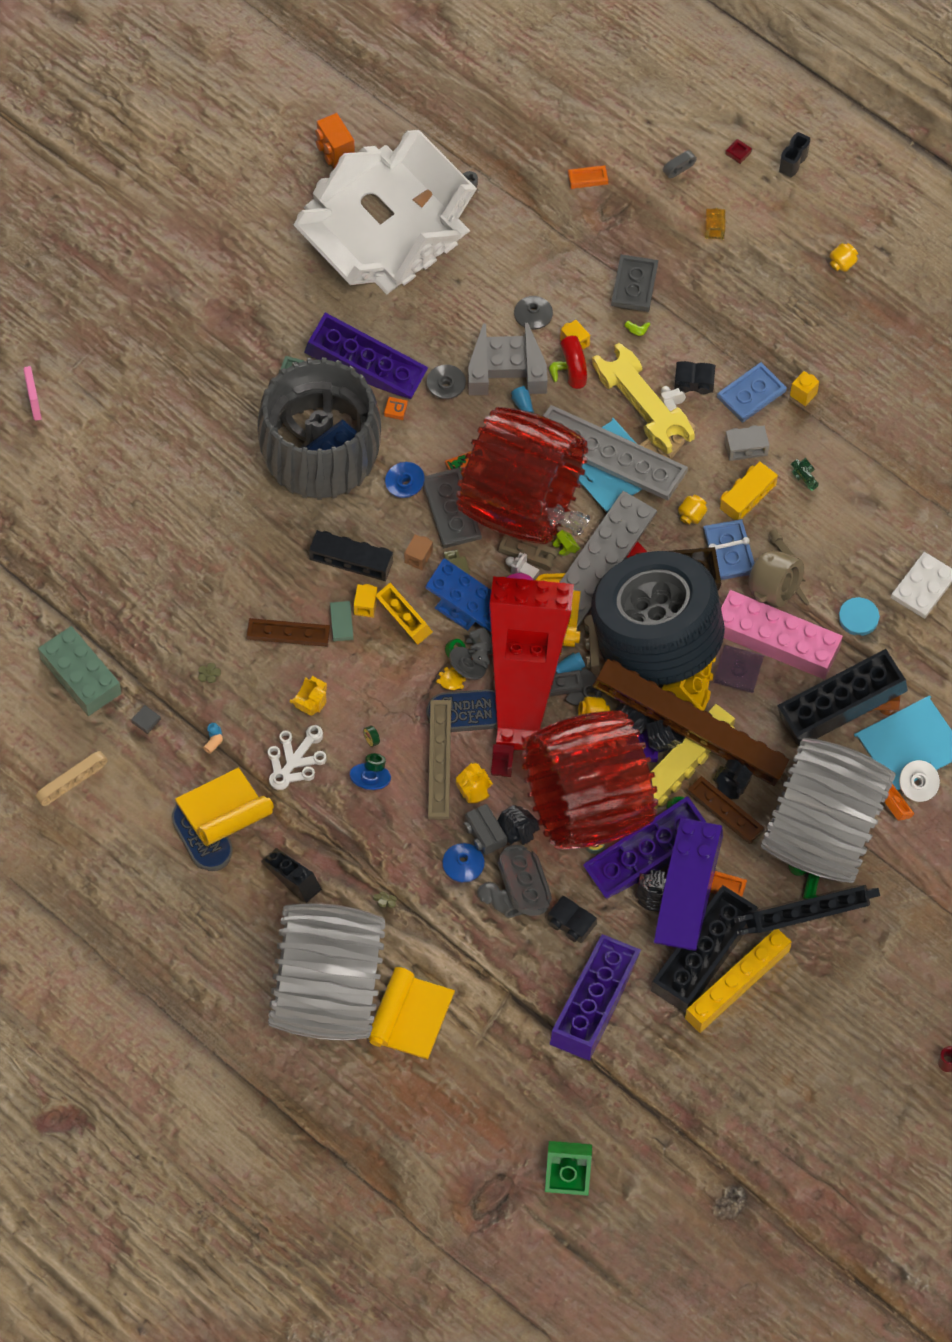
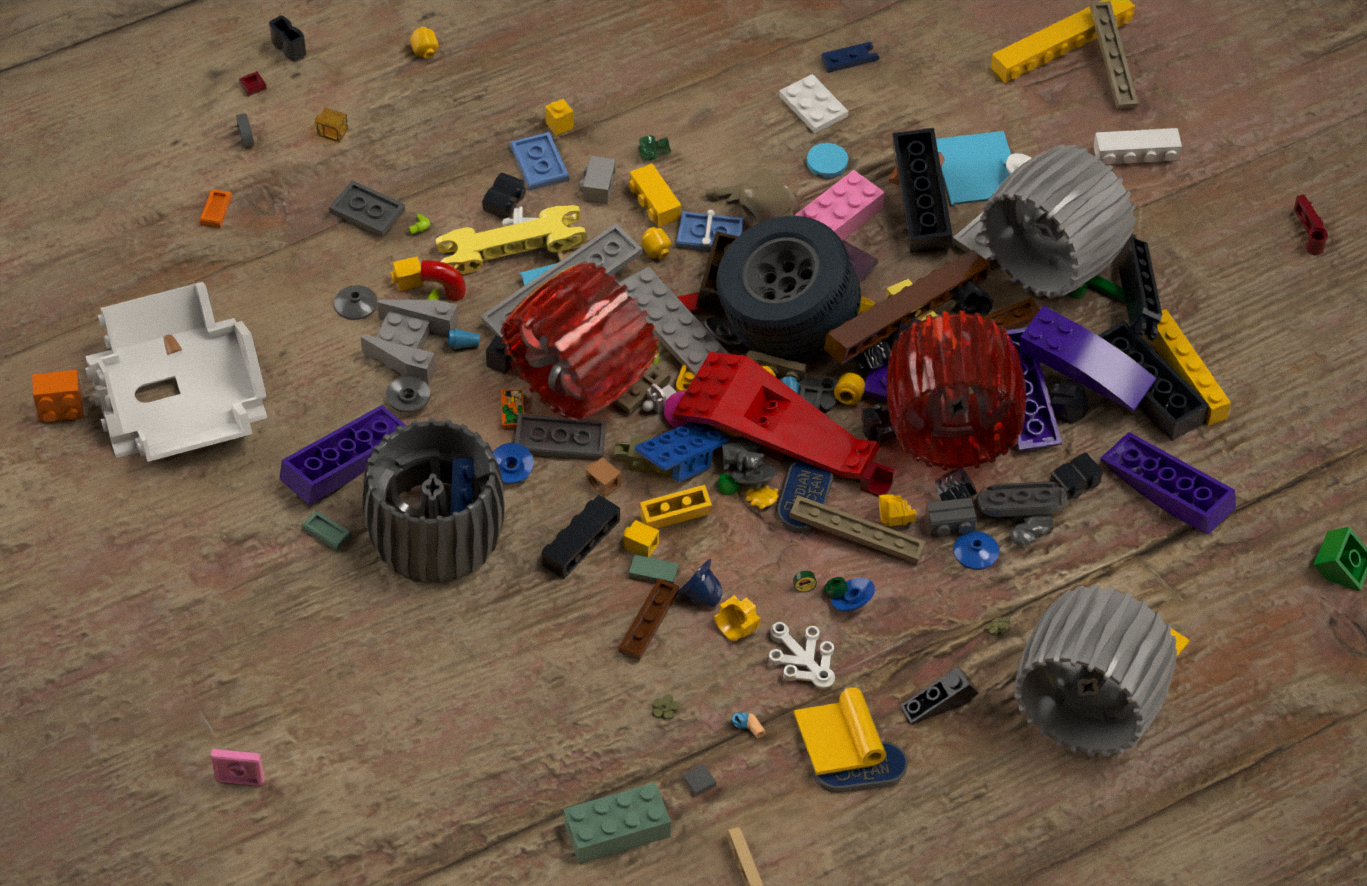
camera: 70 degrees left, 10 degrees down
(332, 659) = (702, 587): none -> dark blue piece

